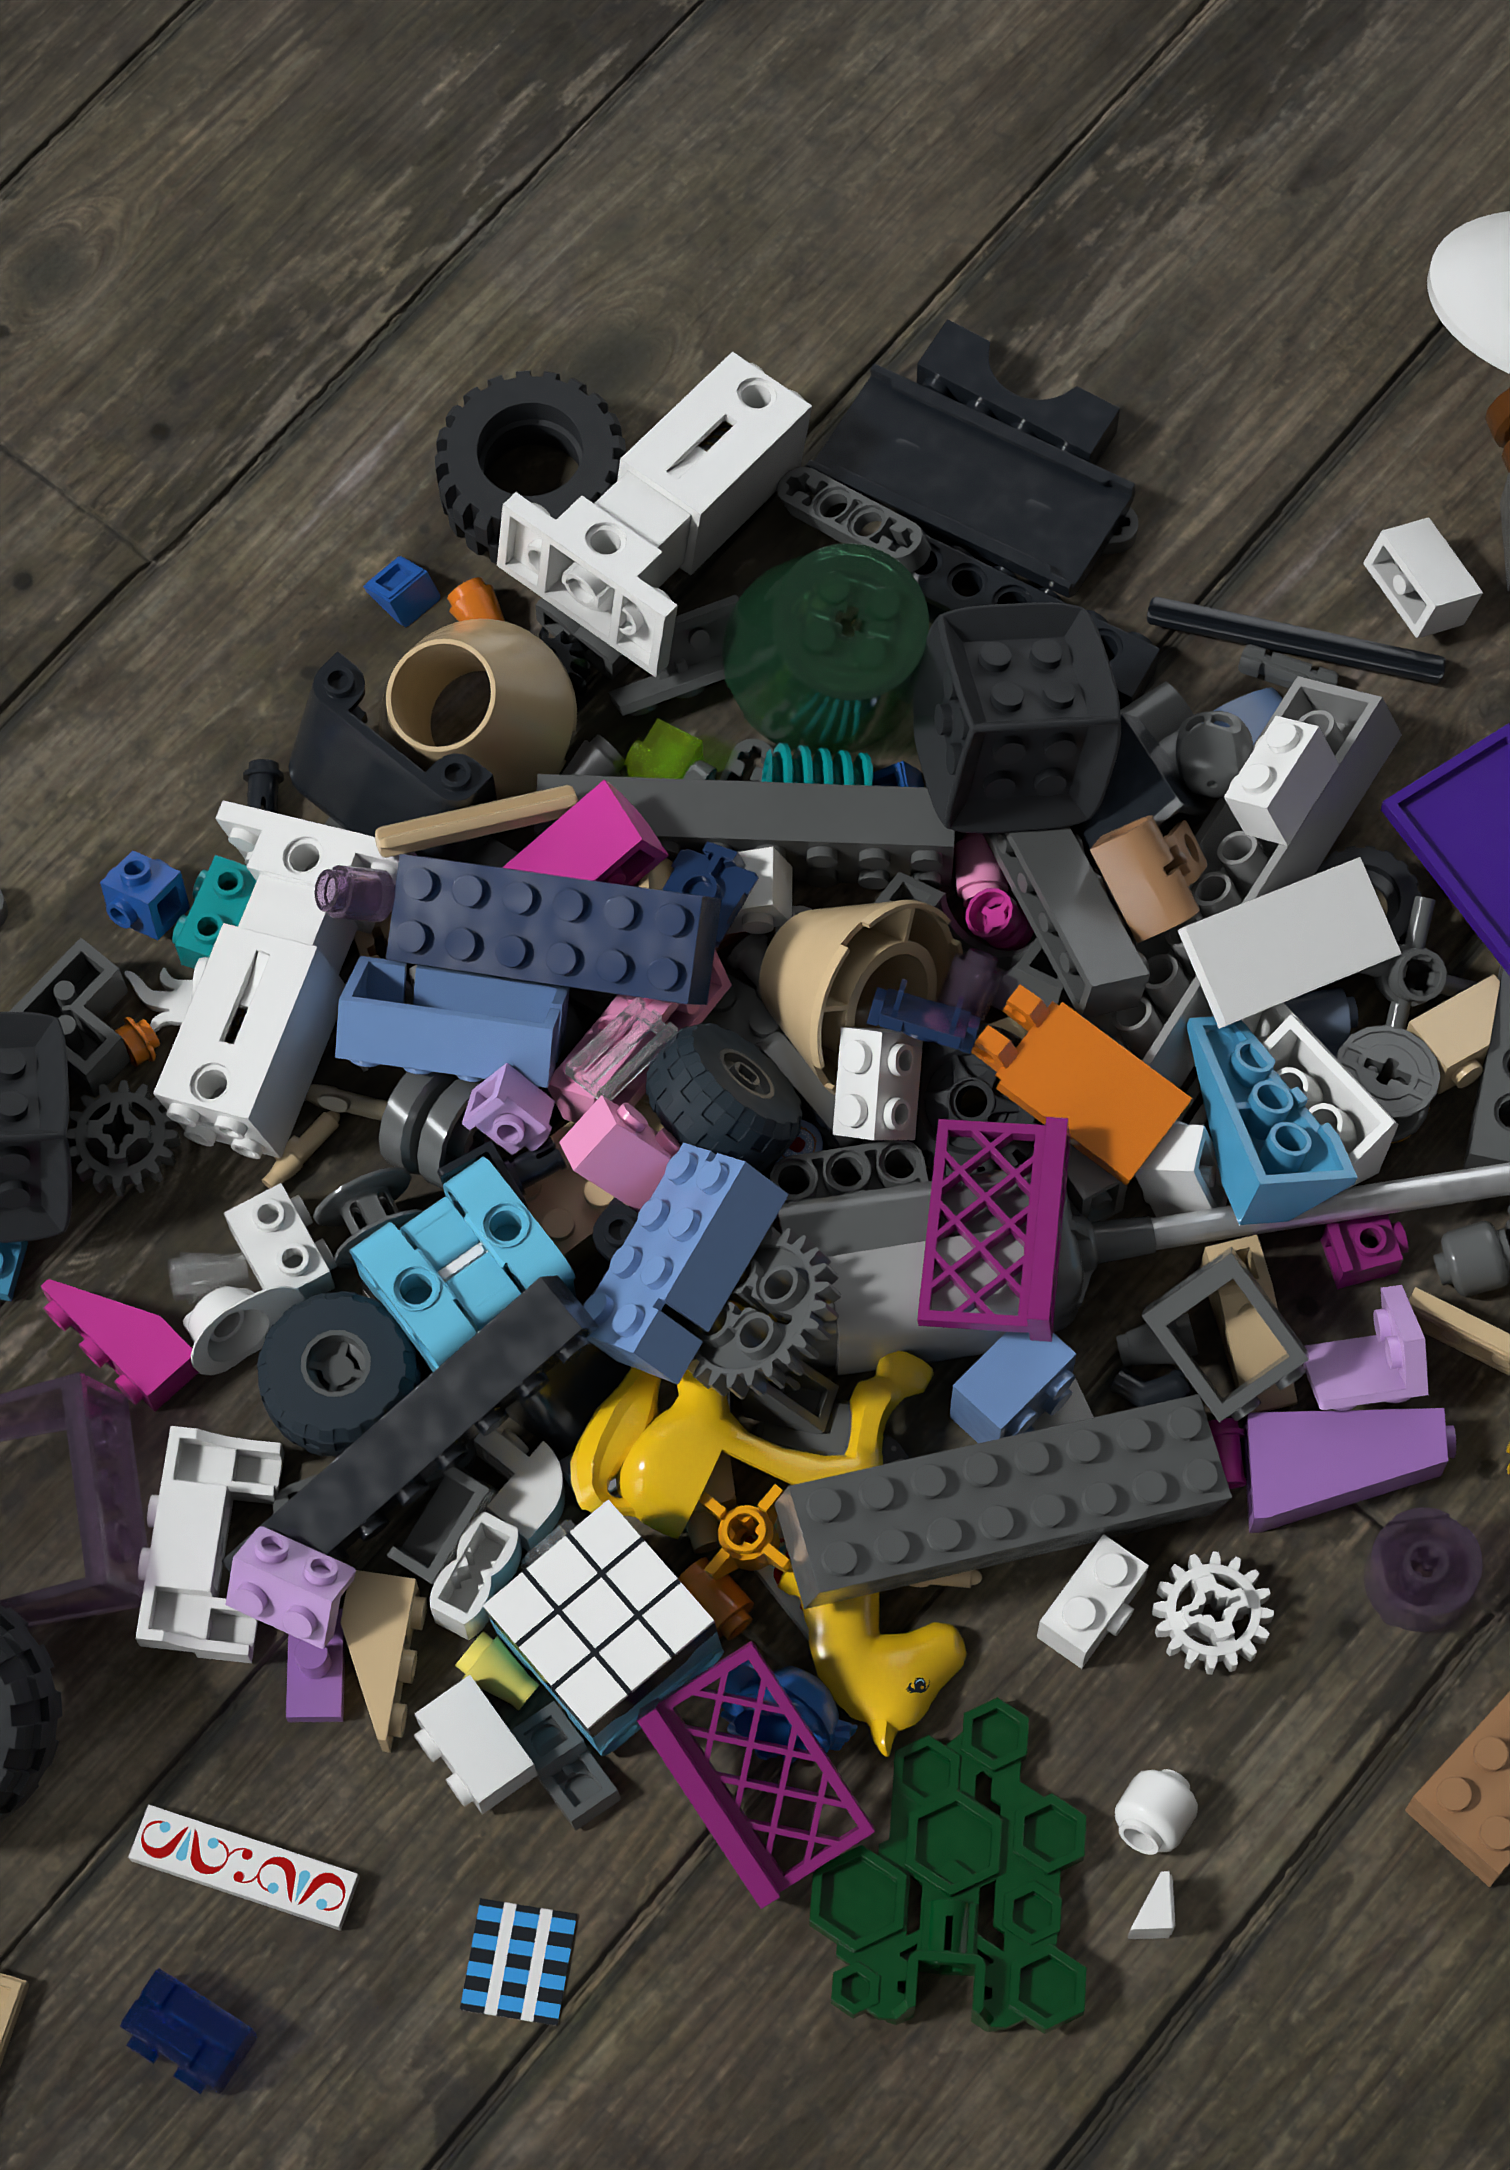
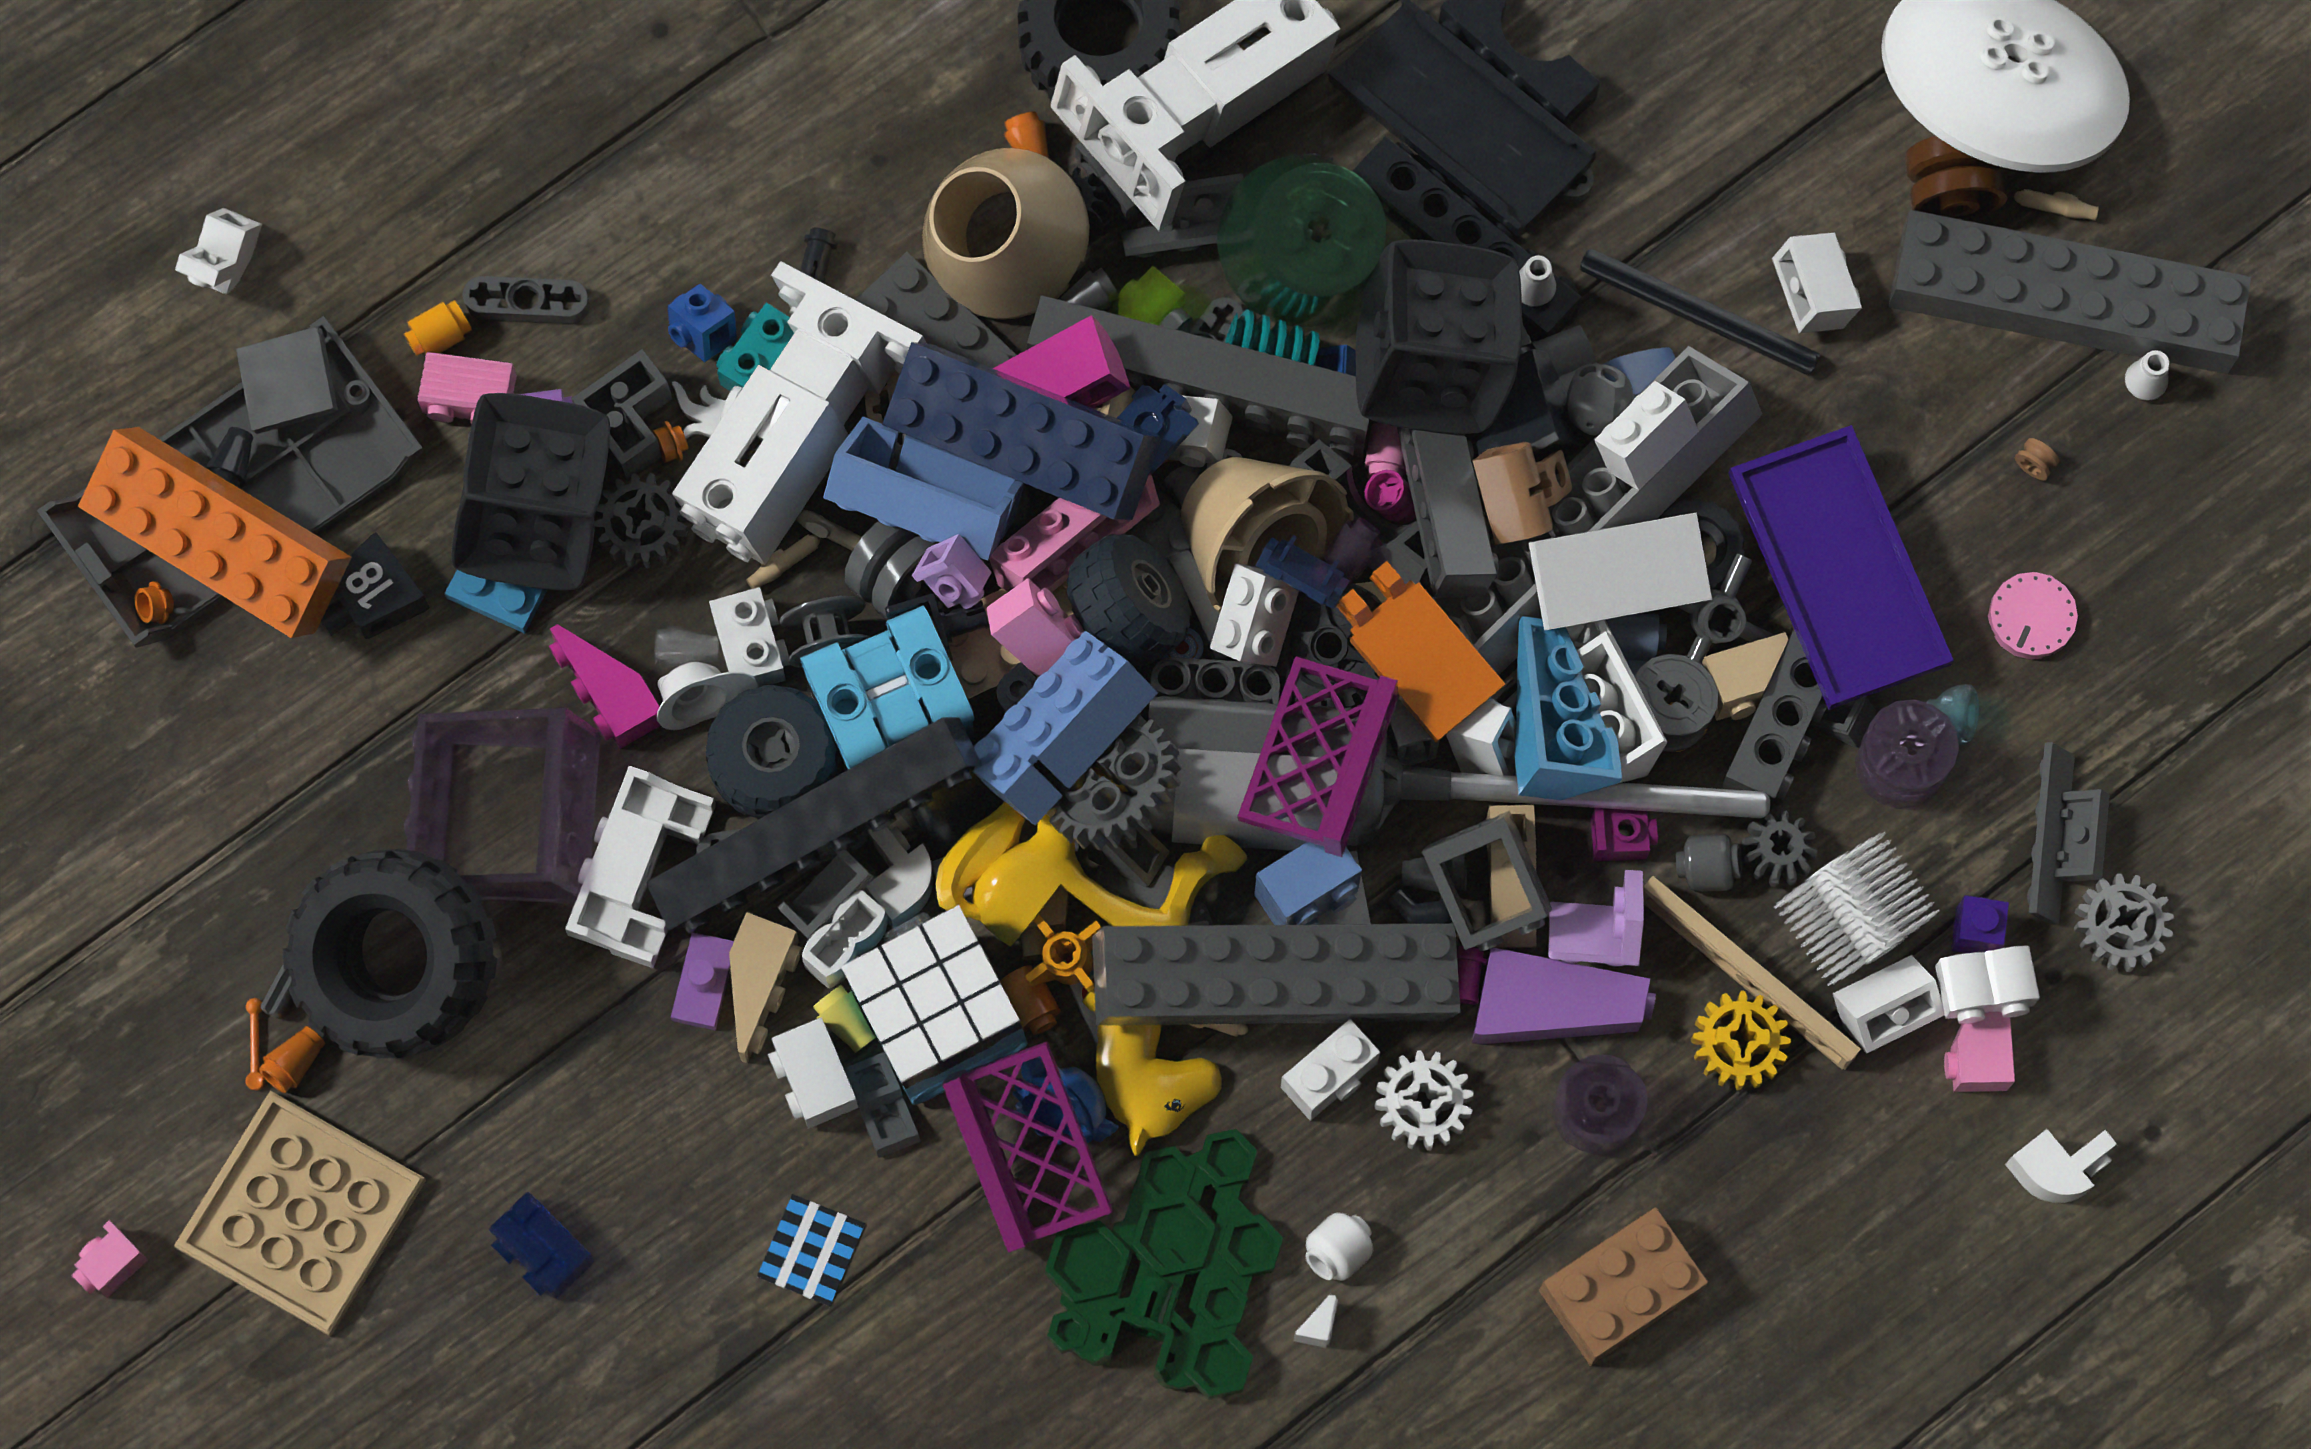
camera: 10 degrees right, 5 degrees up
(244, 1867) = (612, 1127): white tile -> none
(288, 1586) = (694, 915): lavender bracket -> none
(355, 893) = (869, 365): clear purple brick -> none
(364, 778) = (907, 281): black windscreen -> none
(403, 590) = (970, 107): blue slope -> none
(474, 821) = (979, 326): tan axle -> none
(603, 1040) = (1071, 513): clear tile -> none
(856, 515) = (1355, 129): dark grey beam -> none
(1113, 634) = (1537, 281): none -> white cone
(1281, 668) = (1683, 335): dark grey axle -> none

